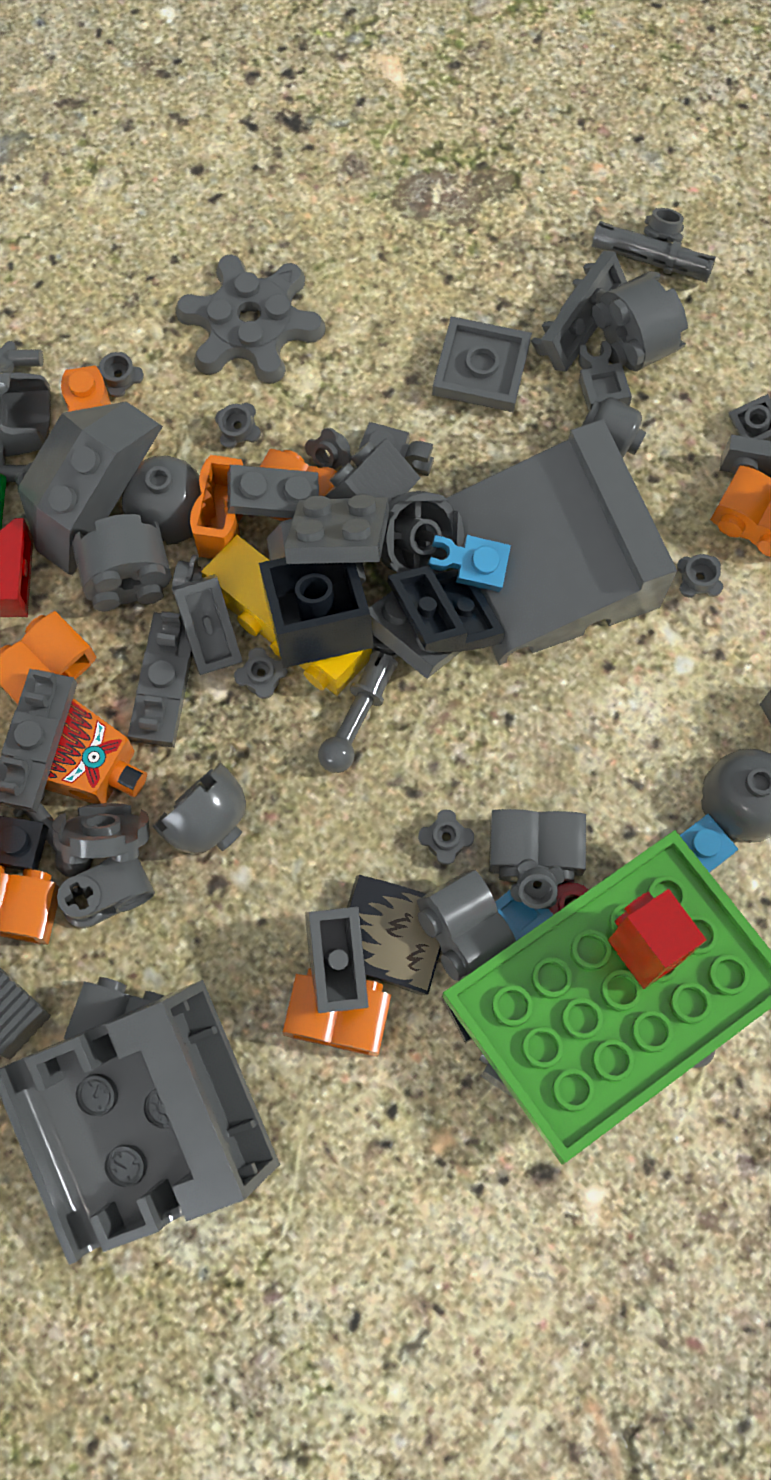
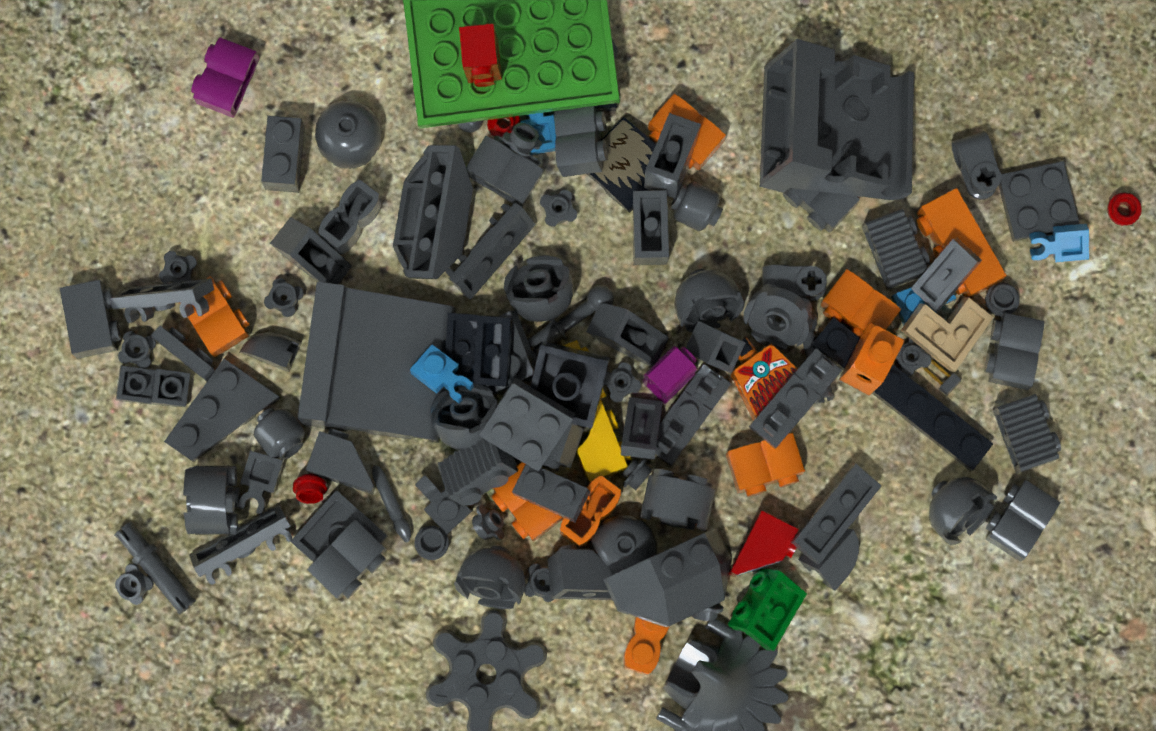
camera: 155 degrees left, 10 degrees up
(119, 363) = (613, 664): dark grey plate -> none
(165, 757) = (715, 347): none -> dark grey brick
(196, 435) = (578, 574): none -> dark grey slope
(202, 695) = (670, 373): none -> magenta brick
(274, 923) = (696, 206): none -> dark grey head
(281, 726) = (627, 333): none -> dark grey slope
(294, 395) = (492, 577): none -> dark grey cylinder
(317, 856) = (650, 228): none -> dark grey slope
(381, 407) = (431, 543): none -> dark grey plate
(414, 717) = (540, 288): none -> dark grey cylinder
(425, 412) = (390, 501): none -> dark grey piece
(458, 331) = (348, 560): none -> dark grey brick
(498, 743) = (491, 250): none -> dark grey plate
(521, 428) = (339, 461): none -> dark grey slope
(544, 395) = (309, 488): none -> red plate
(587, 741) = (433, 213): none -> dark grey wedge
(678, 511) = (273, 349): none -> dark grey brick
(685, 689) = (344, 223): none -> dark grey brick
(690, 432) = (218, 410): none -> dark grey wing
(703, 631) = (310, 253): none -> dark grey slope
(709, 843) = (397, 118): dark azure plate -> none

